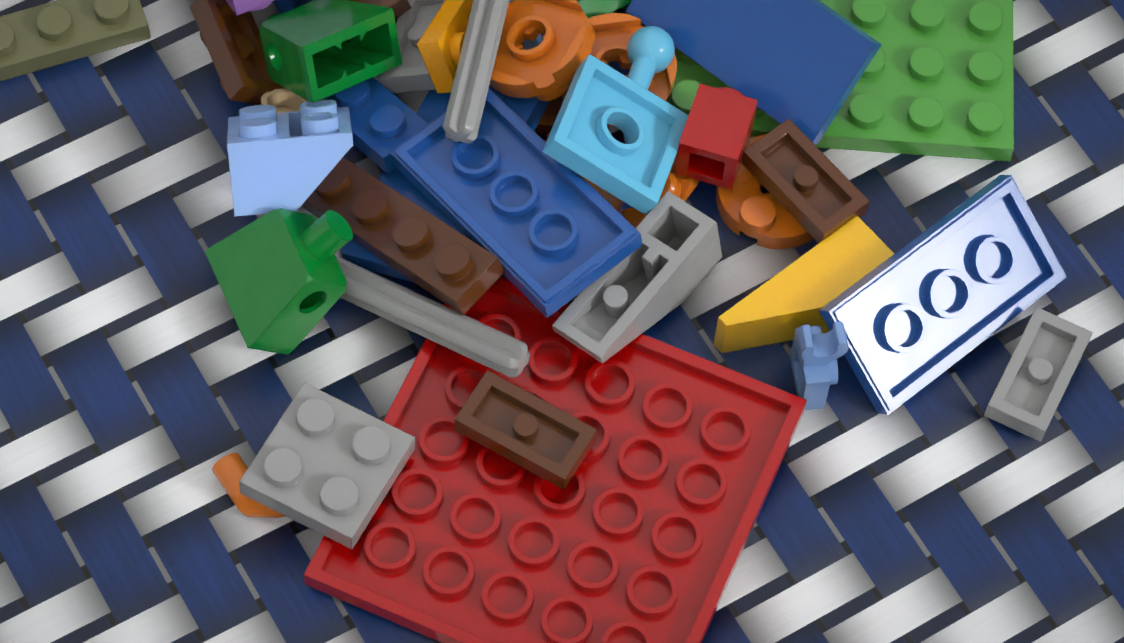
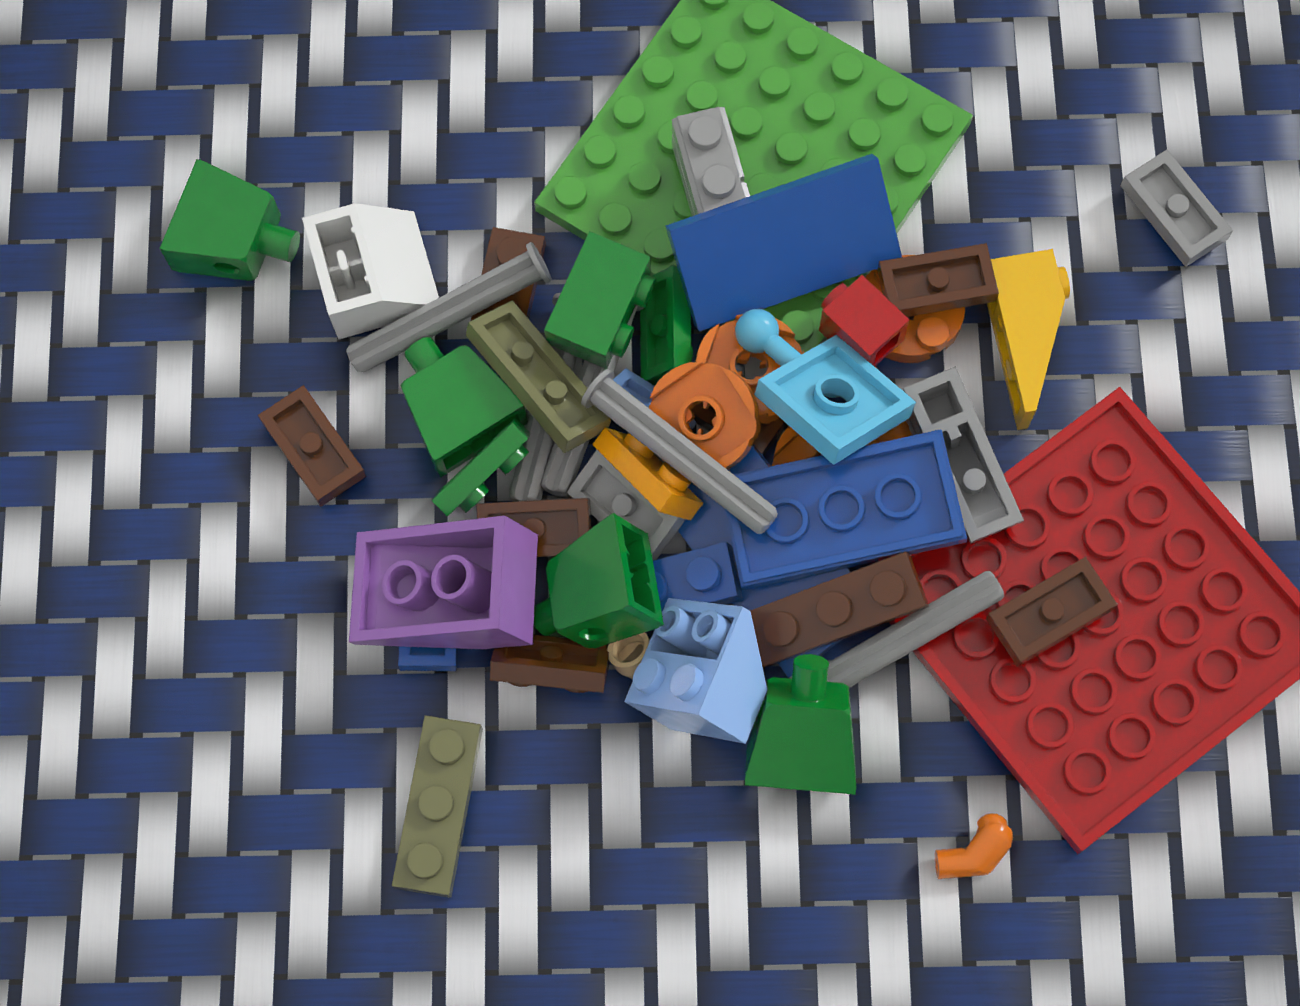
camera: 55 degrees left, 10 degrees up
(327, 465) = (1000, 783): light grey plate -> none
(815, 361) = (1092, 362): medium blue plate -> none
(944, 293) = (1082, 236): tile -> none

